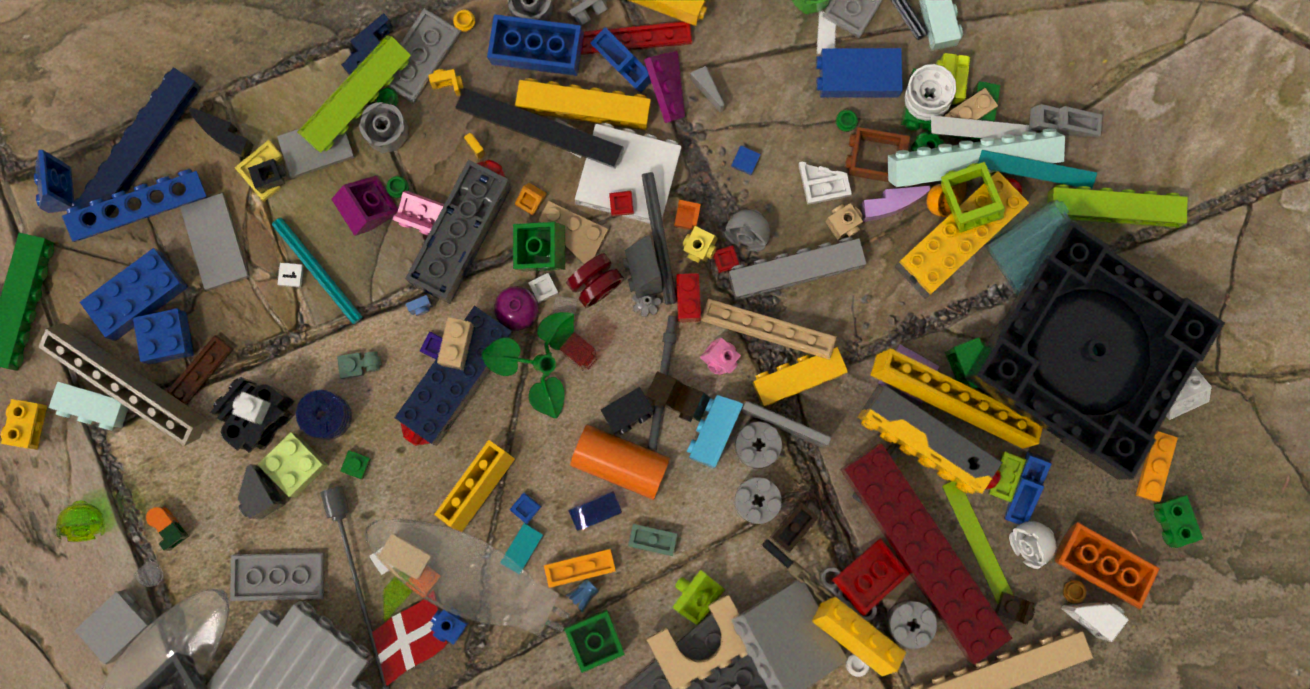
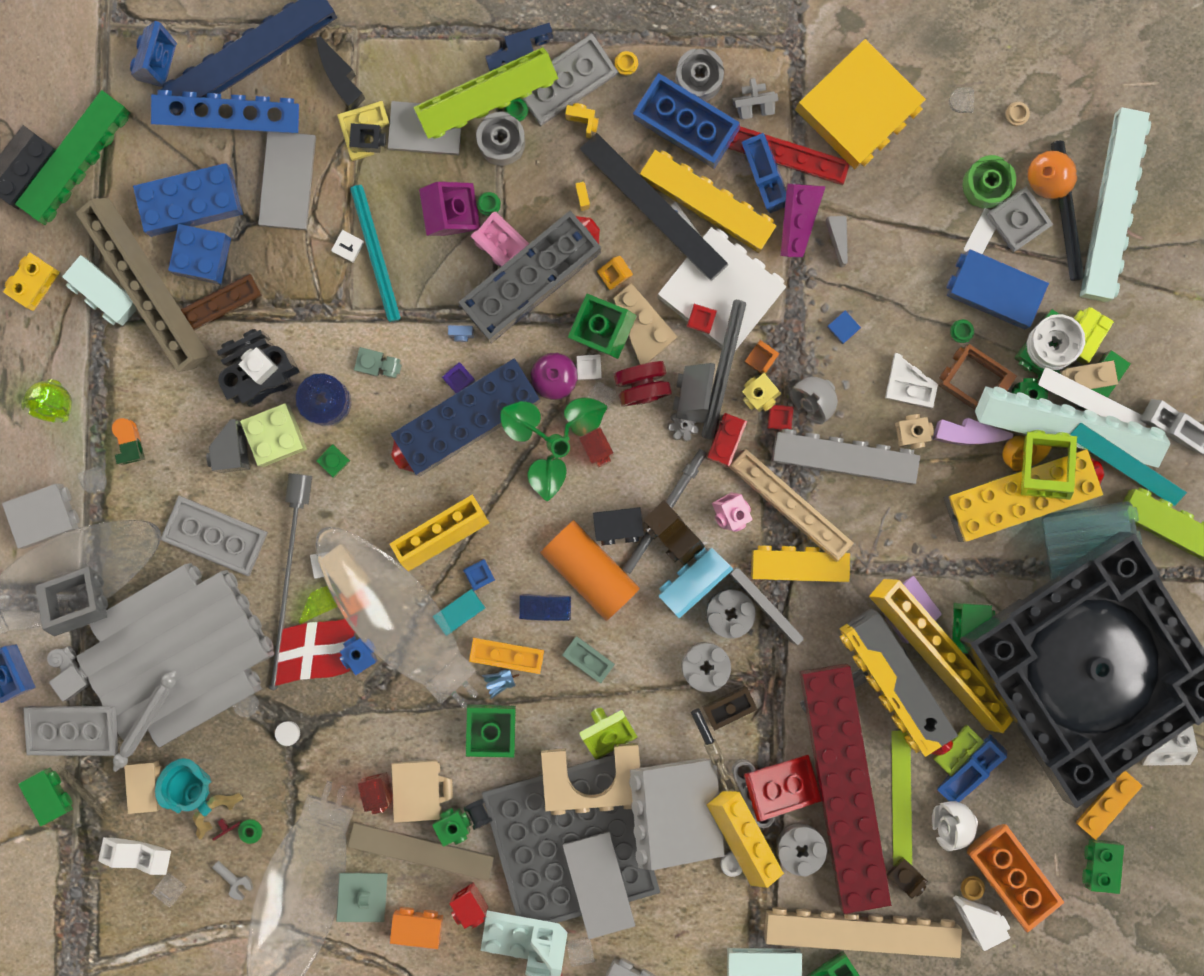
camera: 20 degrees right, 5 degrees up
(455, 343) = (480, 389): tan brick -> none

